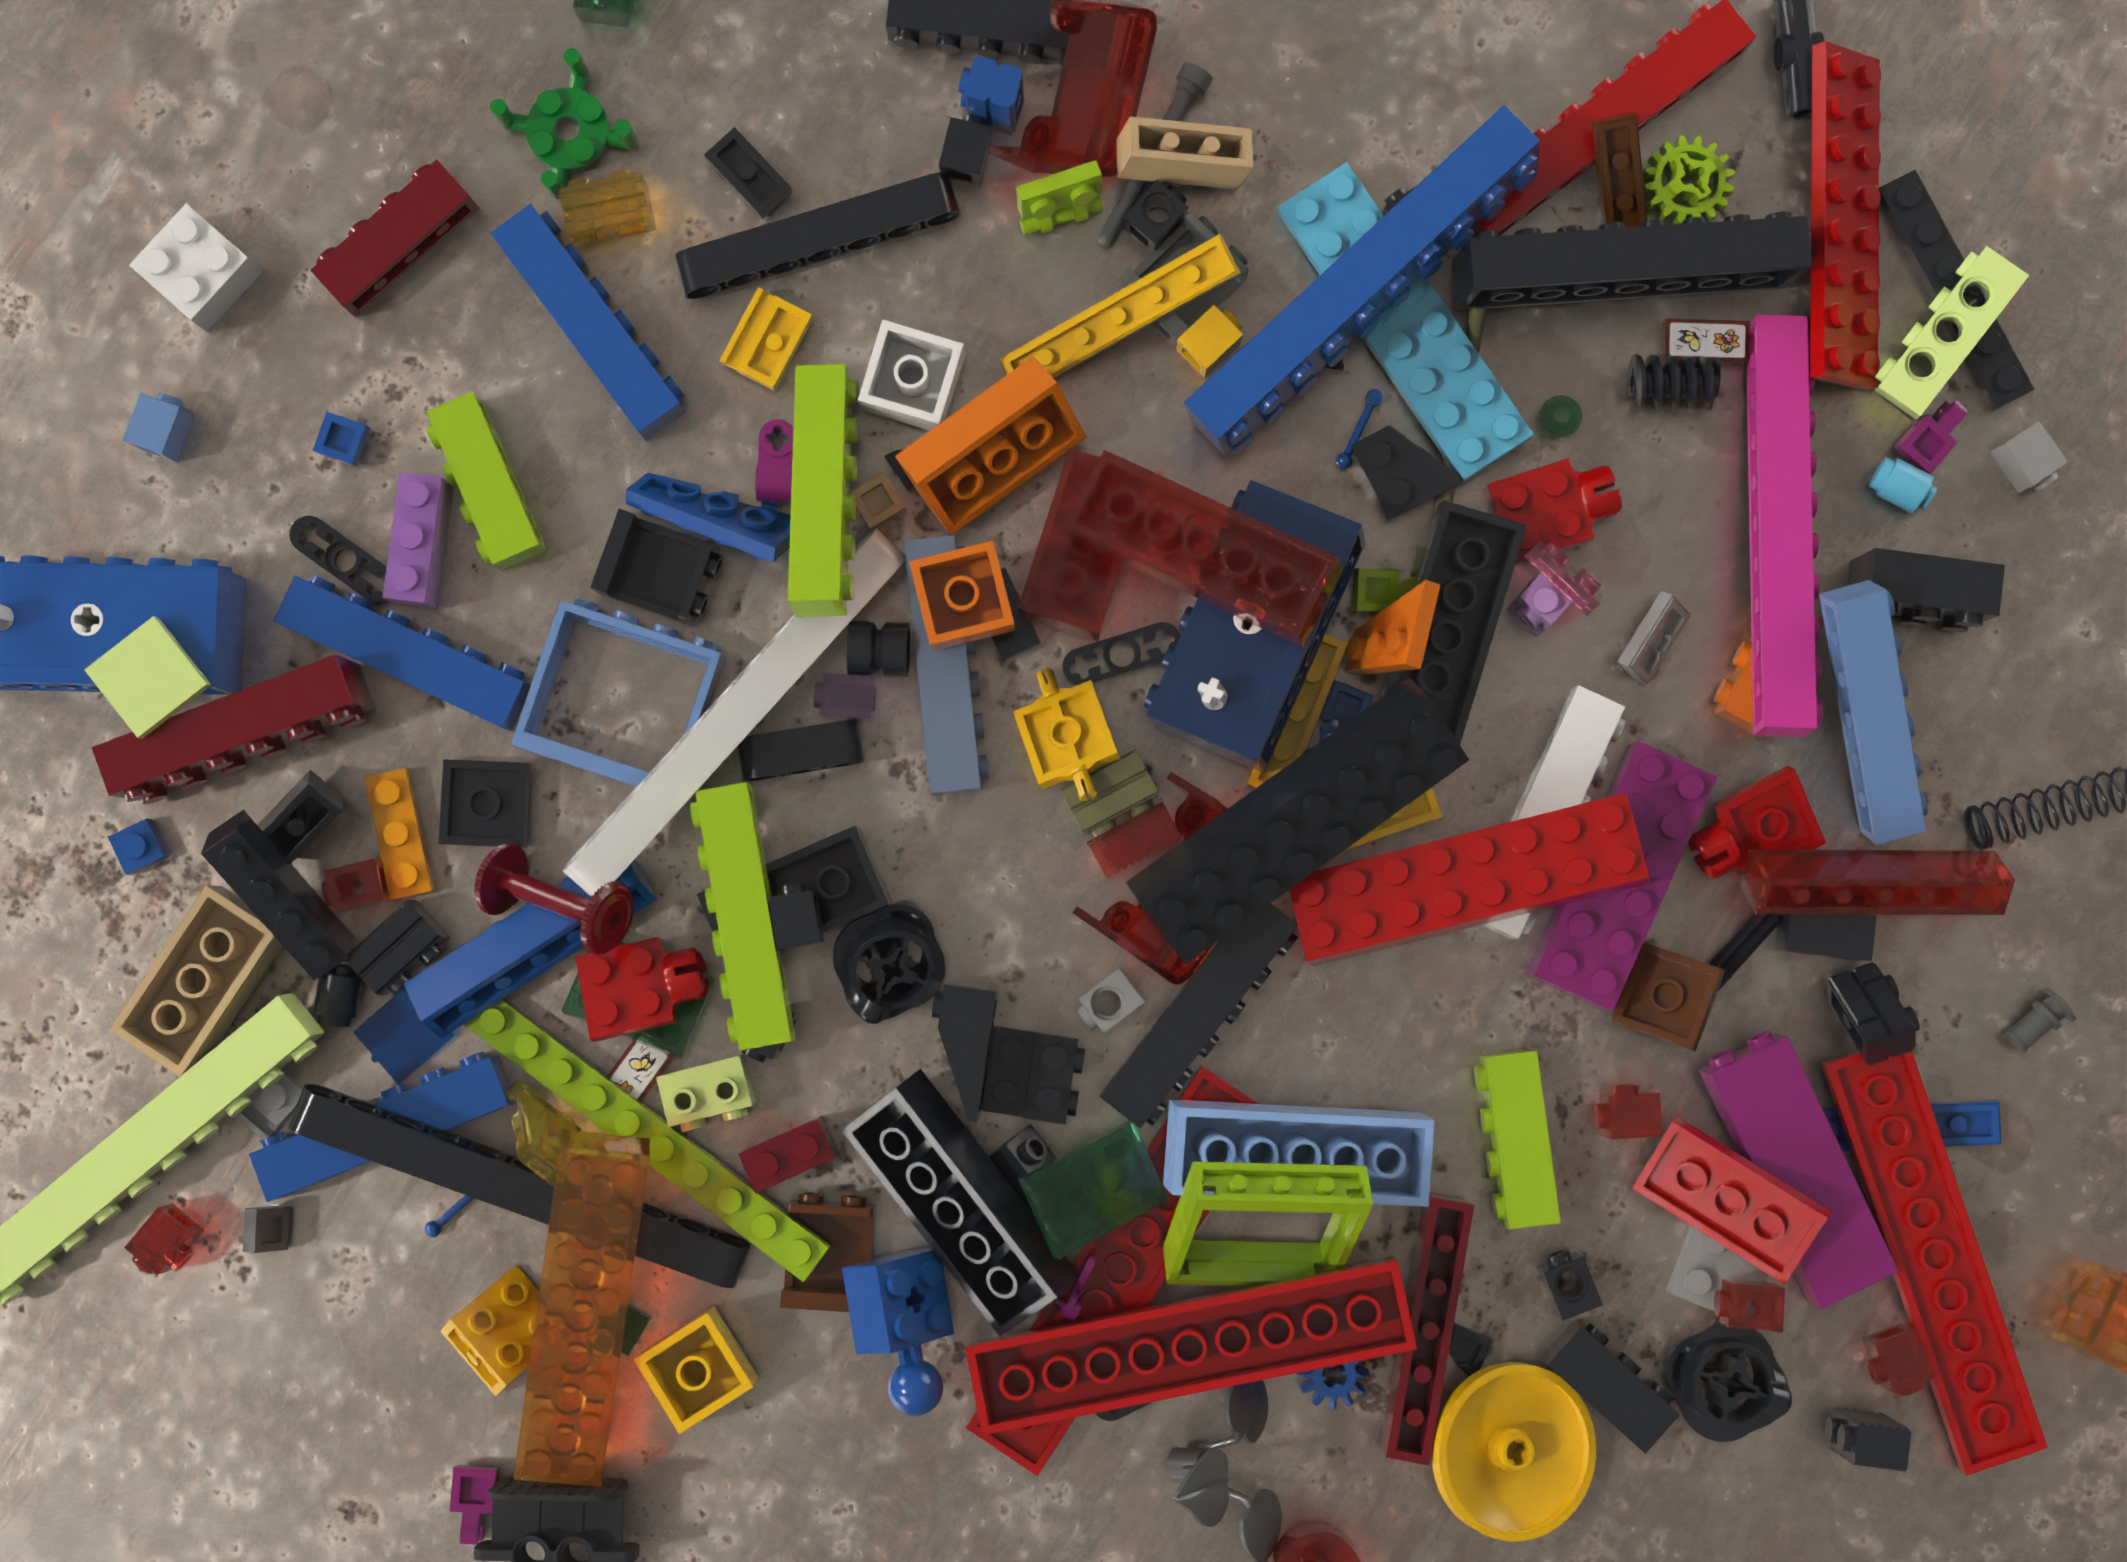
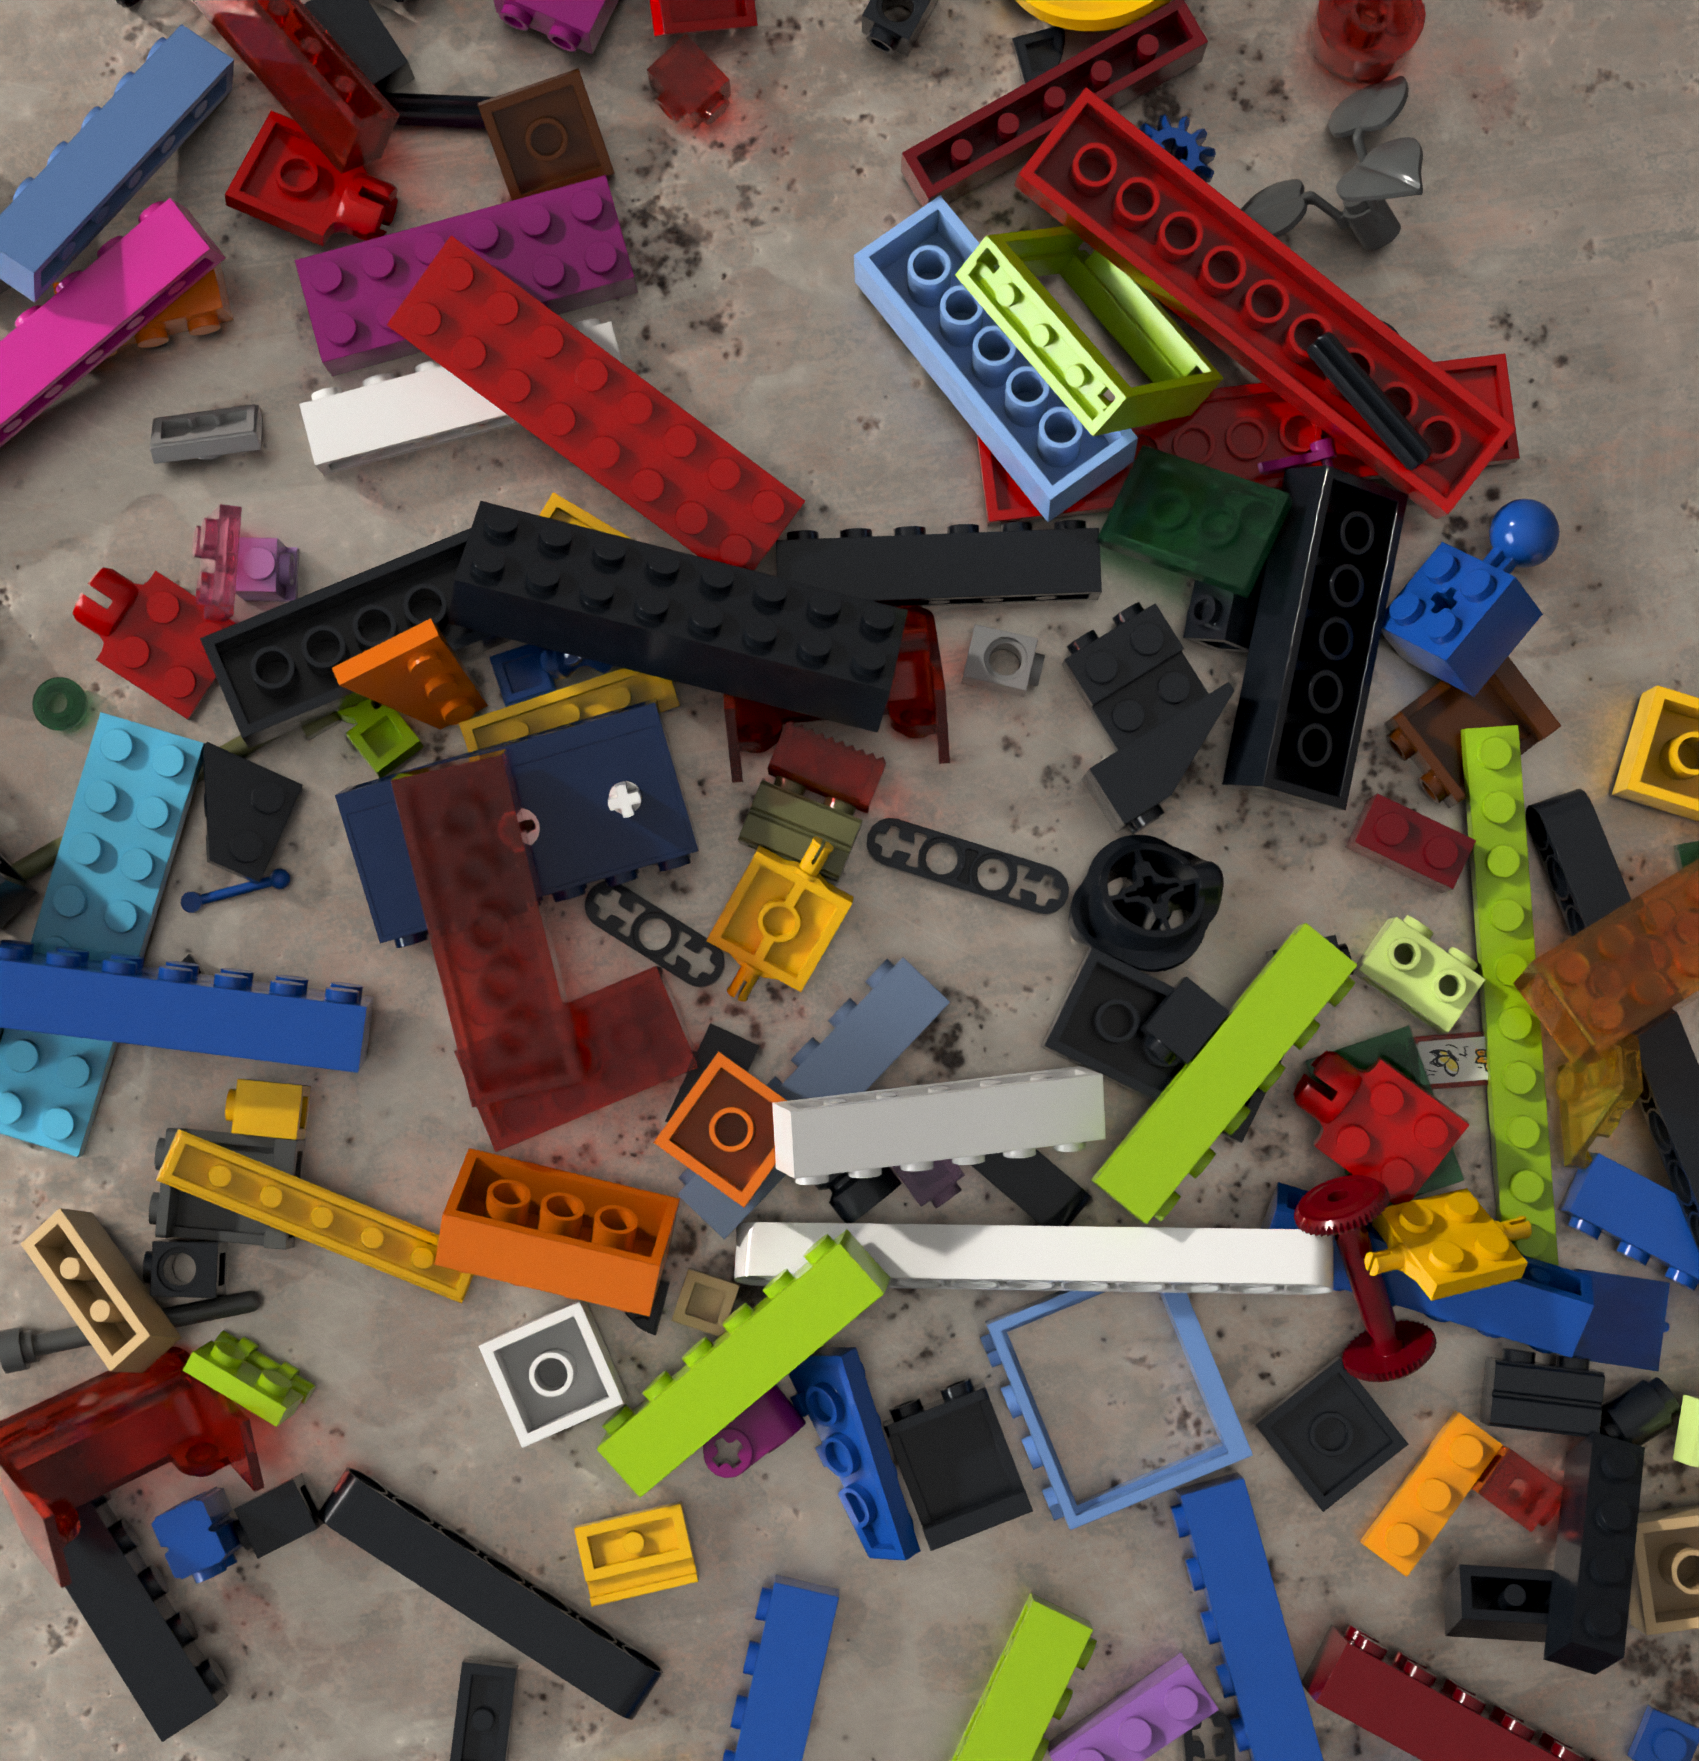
camera: 135 degrees left, 0 degrees up
(530, 965) = (1448, 1244): none -> yellow plate
(861, 720) = (937, 1123): none -> white brick
(1001, 871) = (969, 859): none -> black beam
(1074, 1357) = (1369, 401): none -> black axle
(1518, 1139) = (801, 168): lime brick -> none

